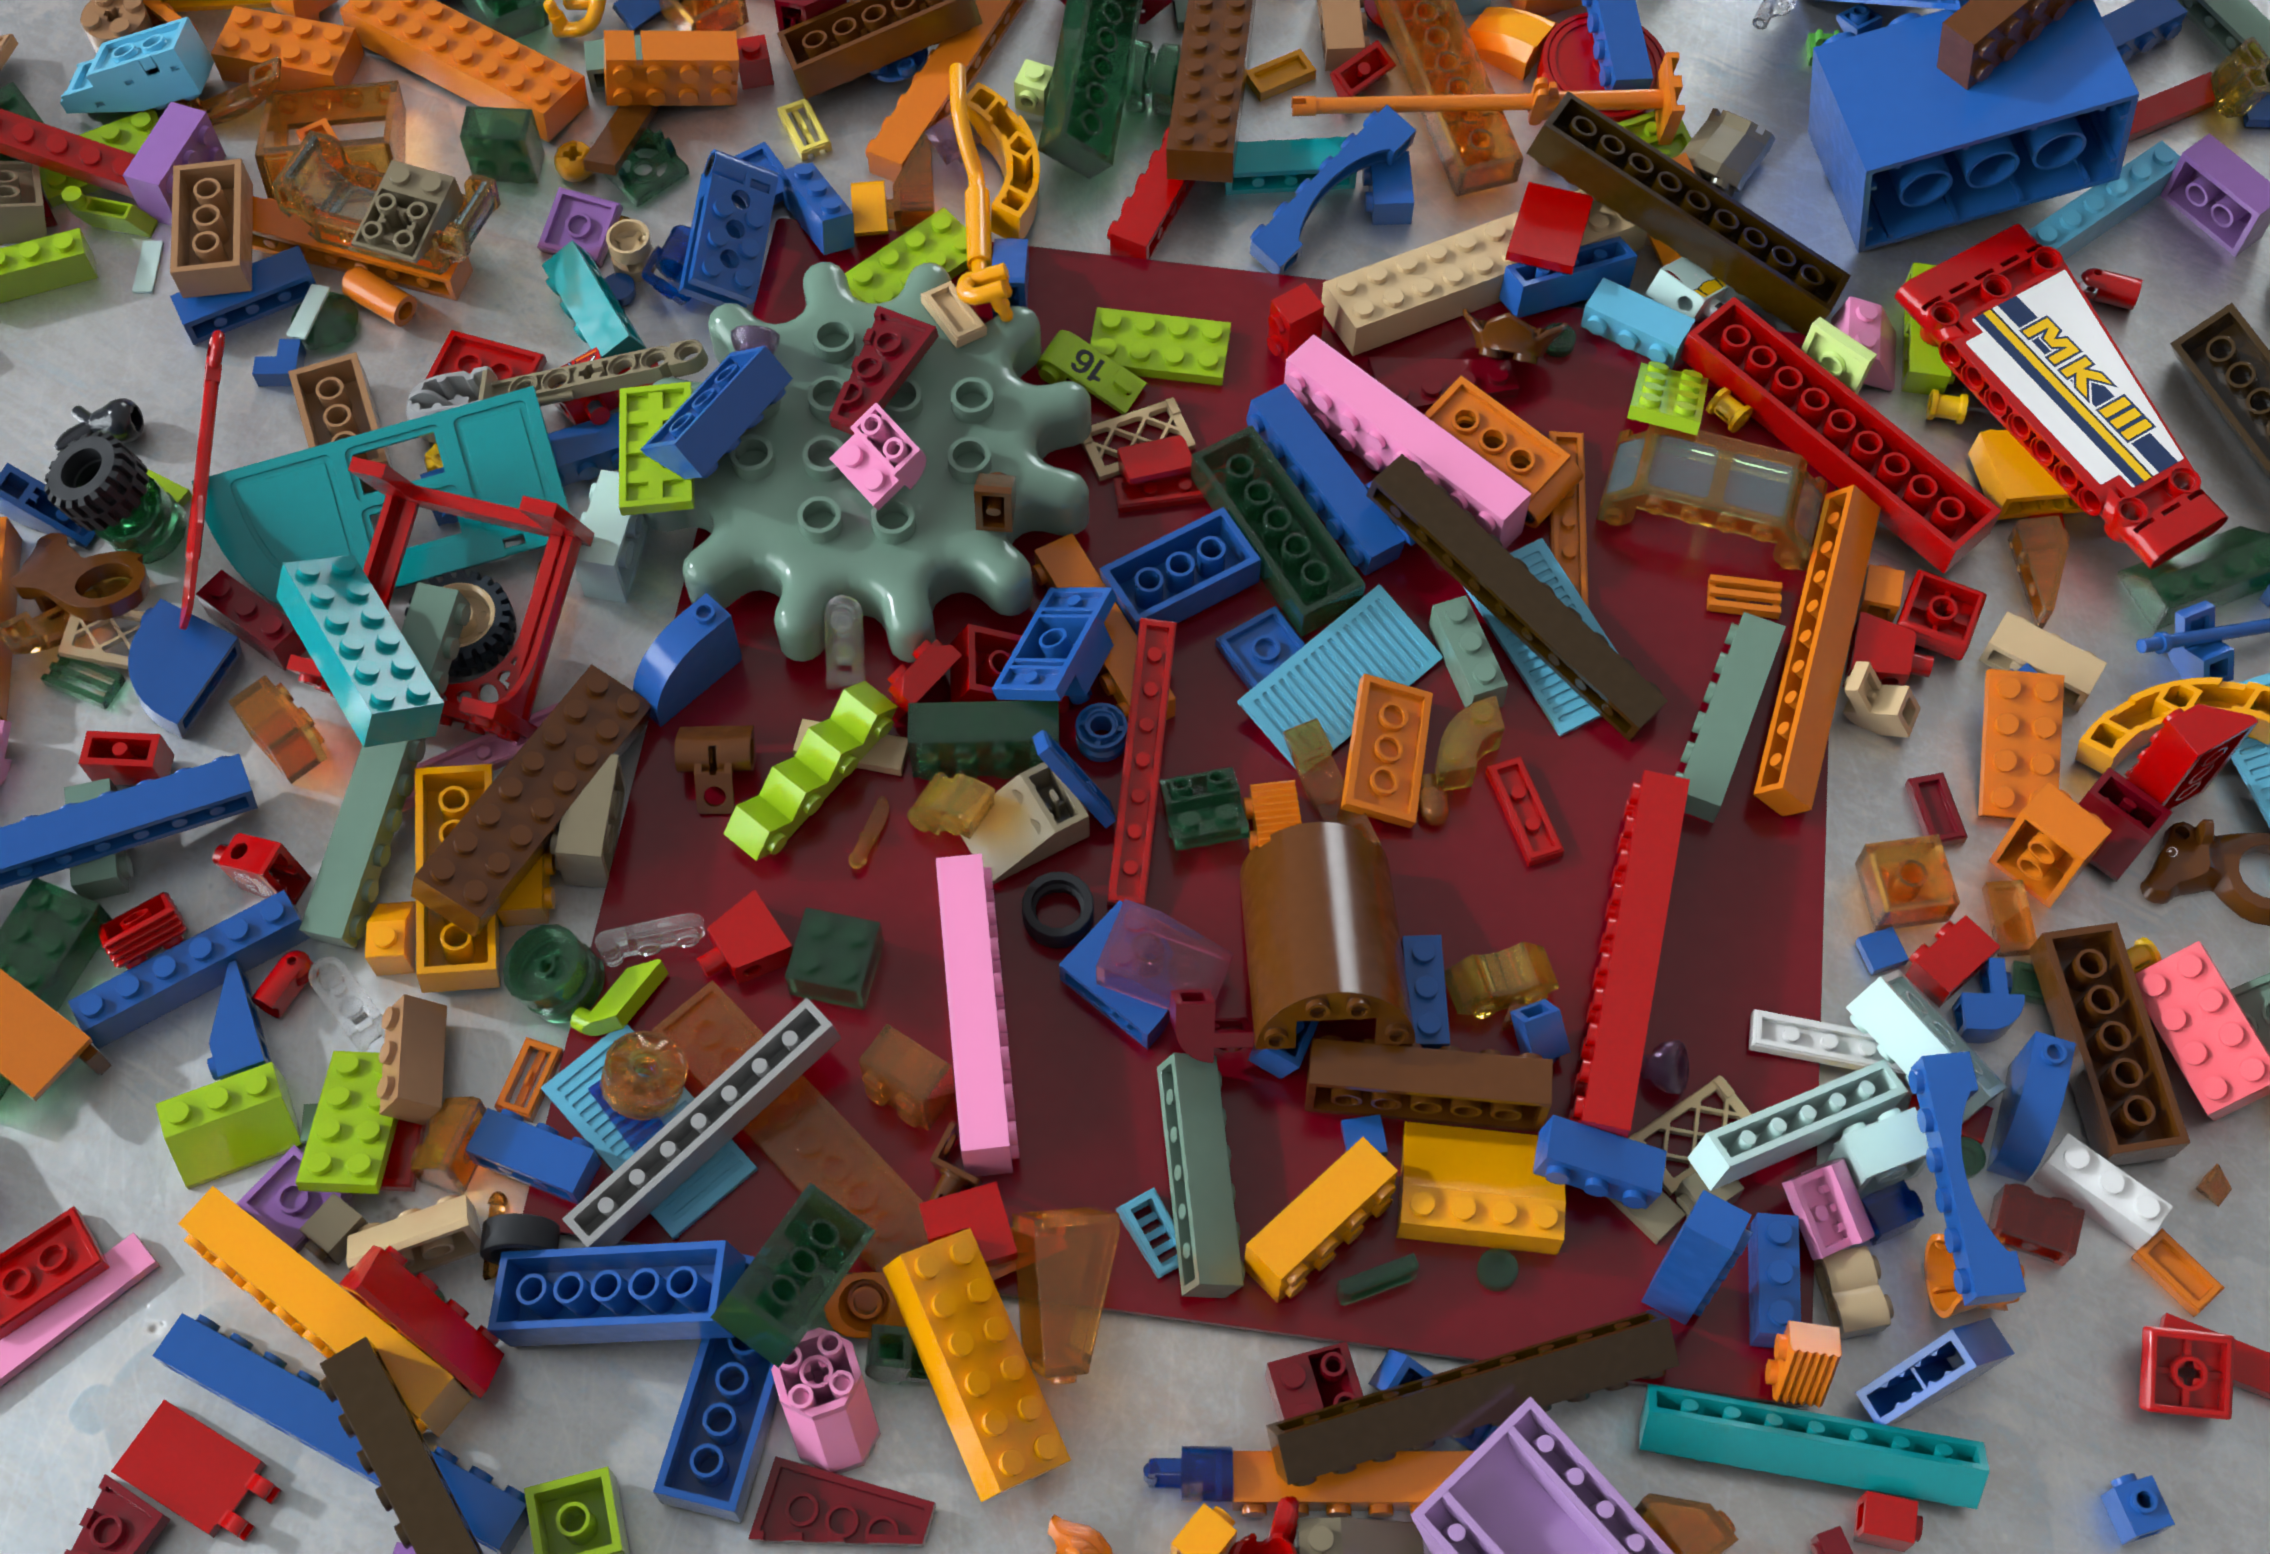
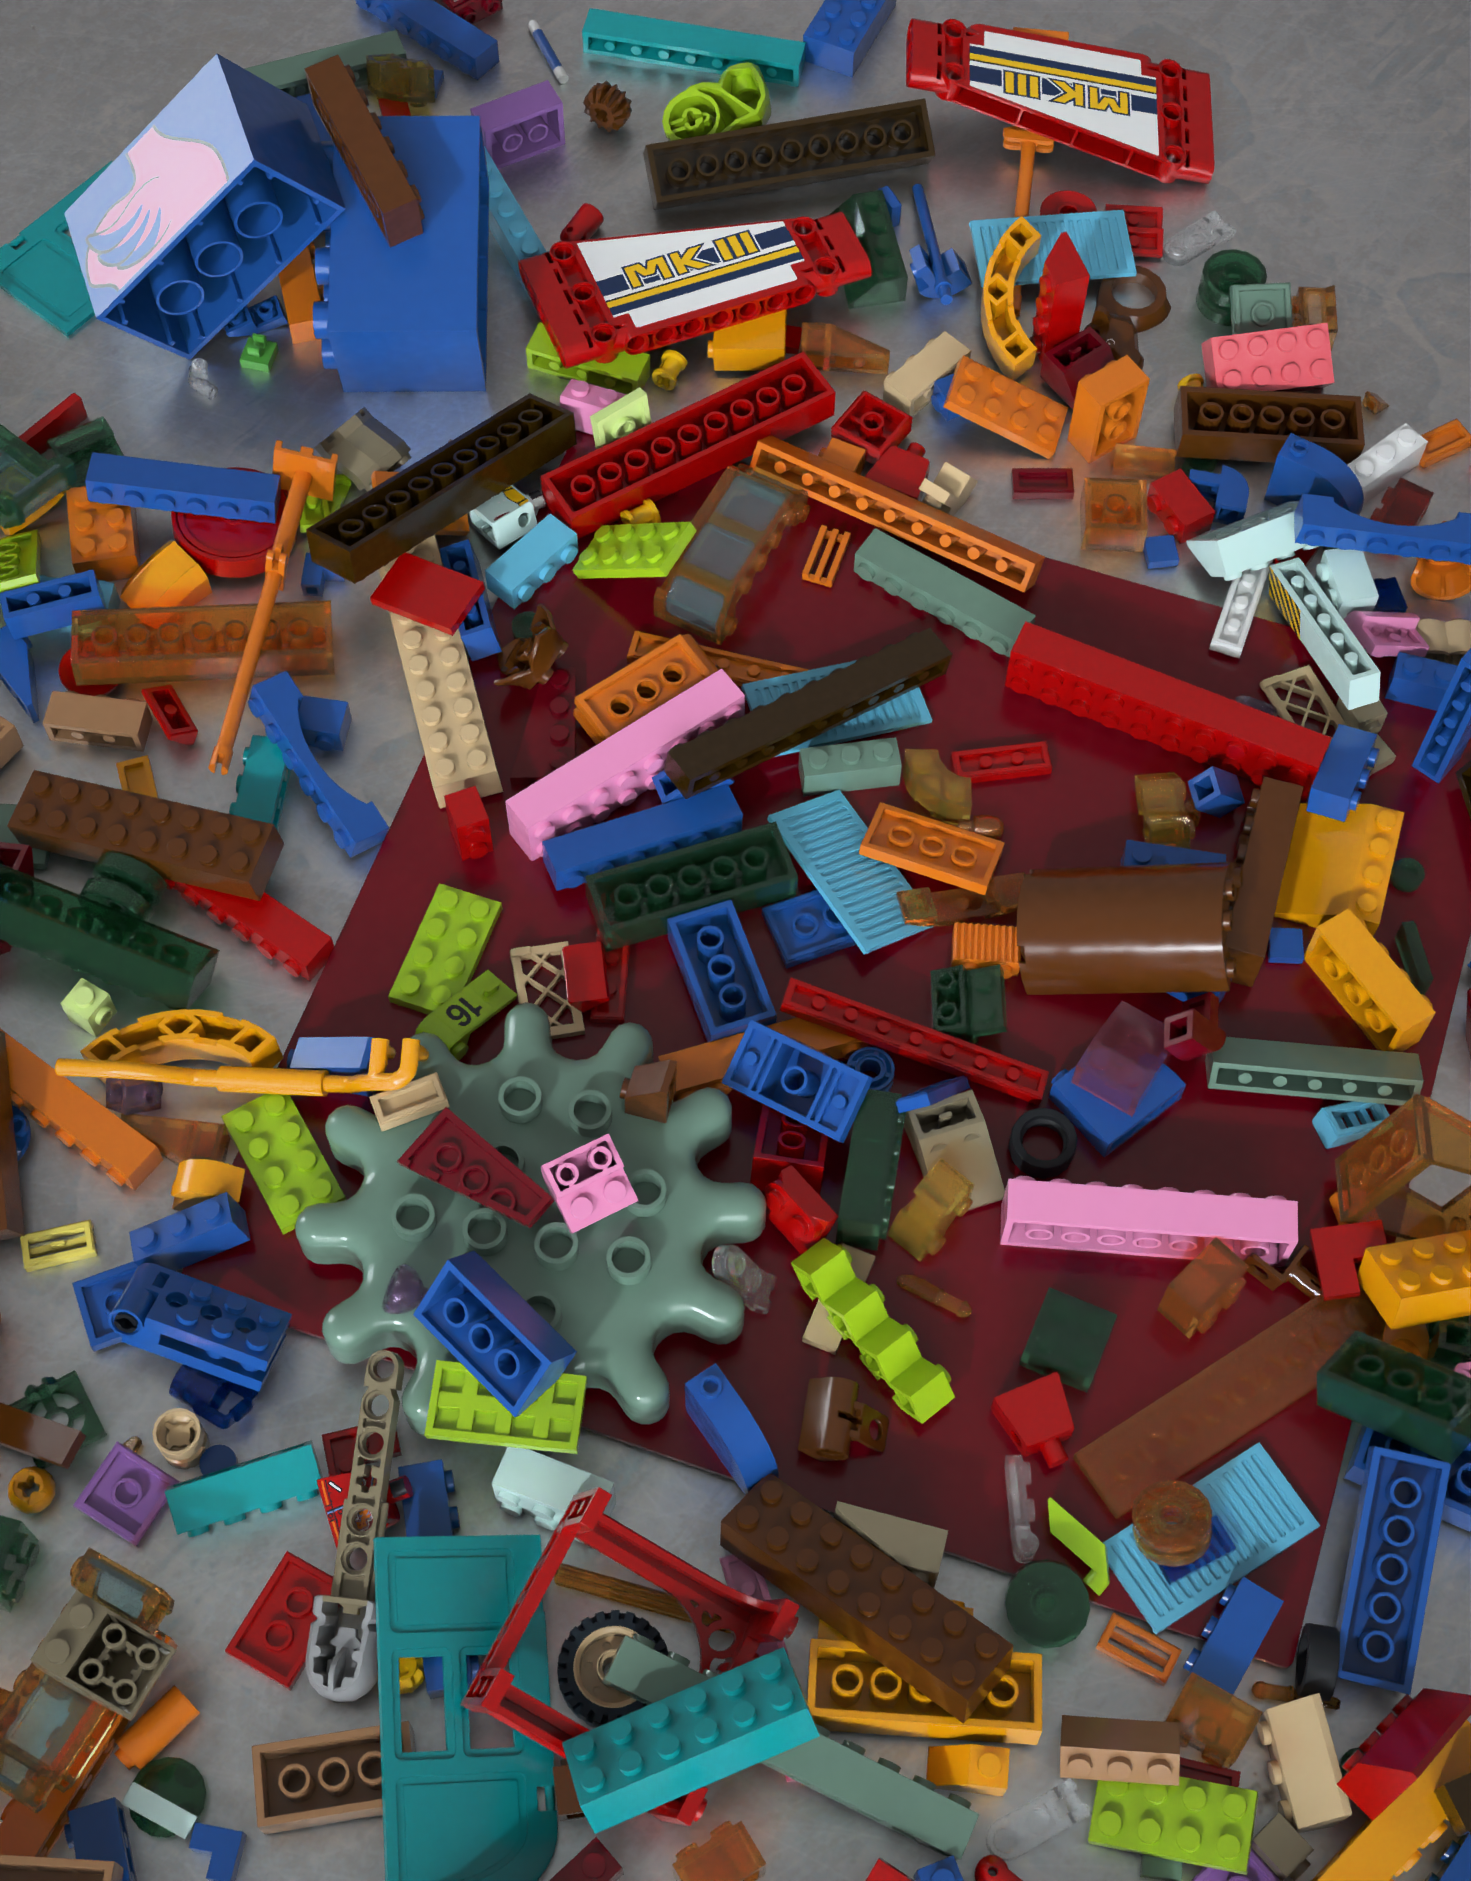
camera: 80 degrees left, 0 degrees up
(703, 1127) = (1239, 1471): light grey brick -> none

